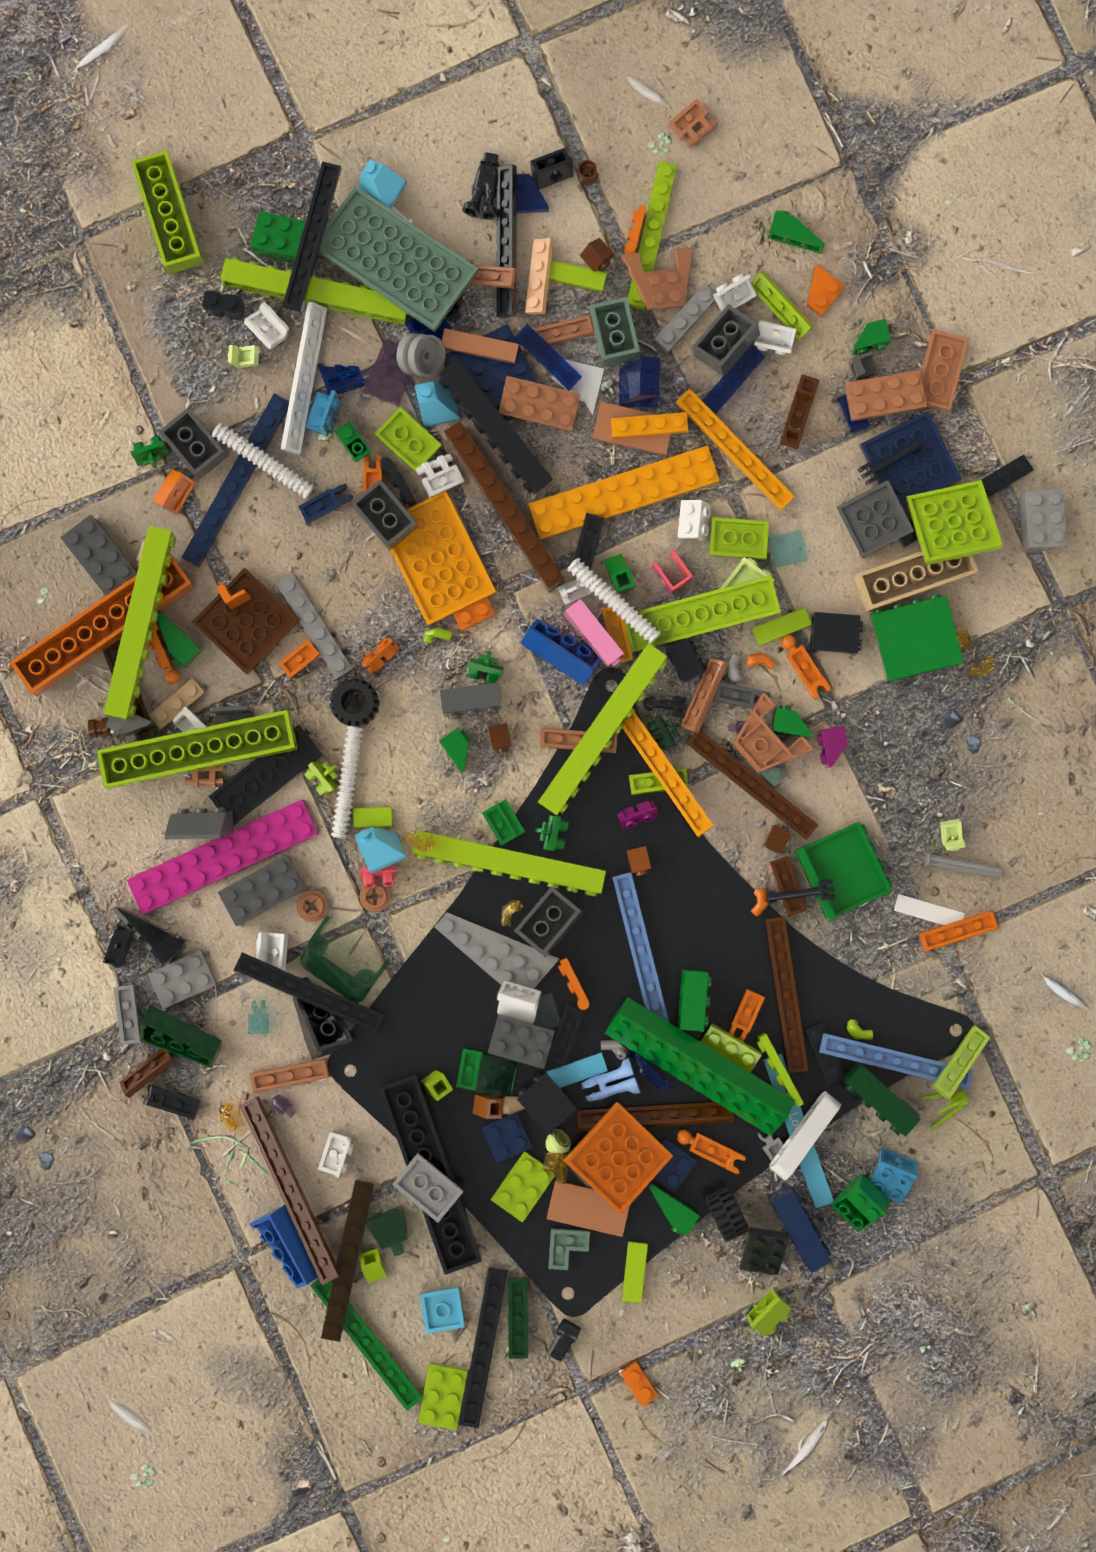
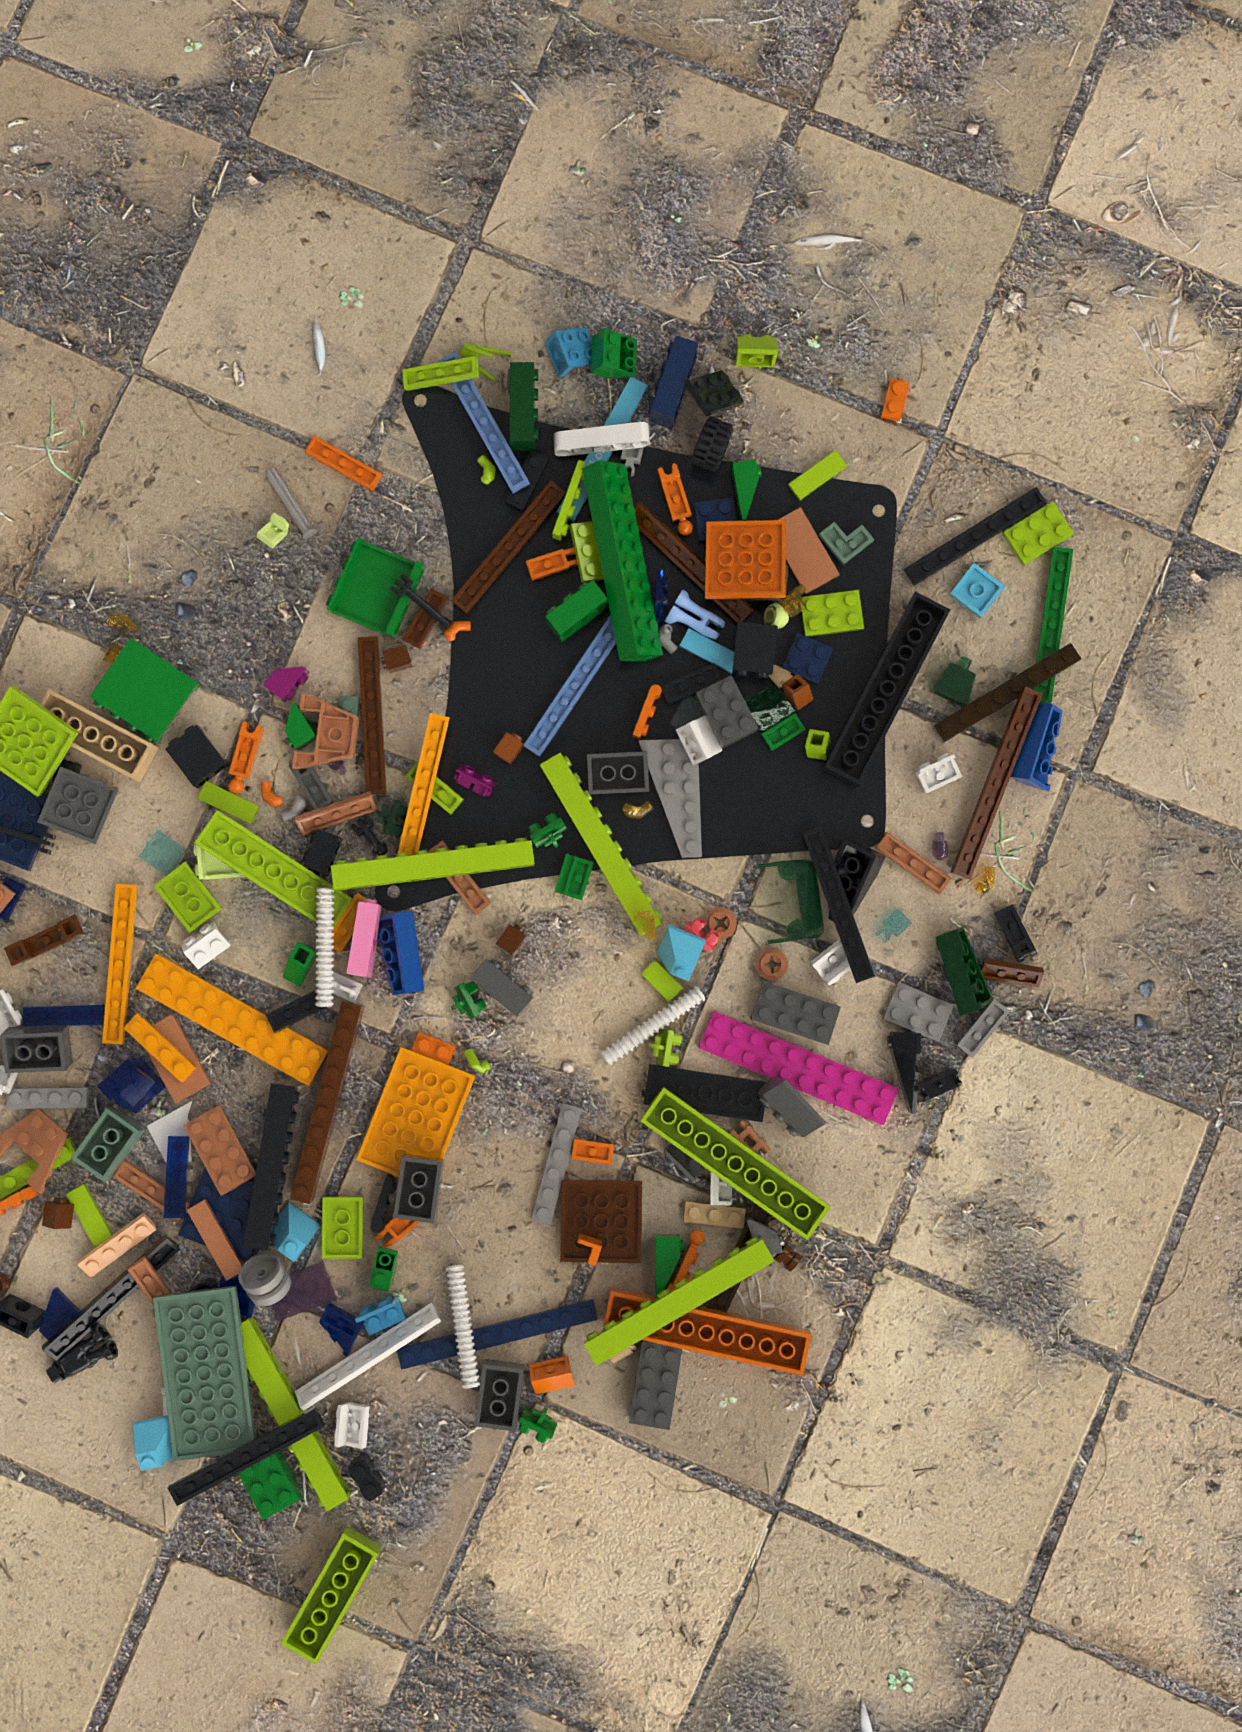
camera: 130 degrees left, 0 degrees up
(243, 356) = (393, 1421): yellowish green bracket -> none
(324, 504) = (453, 1246): dark blue hinge -> none
(347, 687) = (586, 1094): black tyre -> none
(372, 1265) = (993, 671): lime brick -> none
(374, 659) = (523, 1092): orange hinge -> none
(427, 1187) = (898, 679): light grey plate -> none
(442, 480) = (349, 1169): white plate -> none
(457, 747) = (549, 965): green slope -> none
(518, 1317) = (930, 530): dark green plate -> none
(566, 1335) = (909, 484): black piece -> none
(686, 573) = (250, 921): coral piece -> none
(926, 910) = (349, 500): white sticker -> none

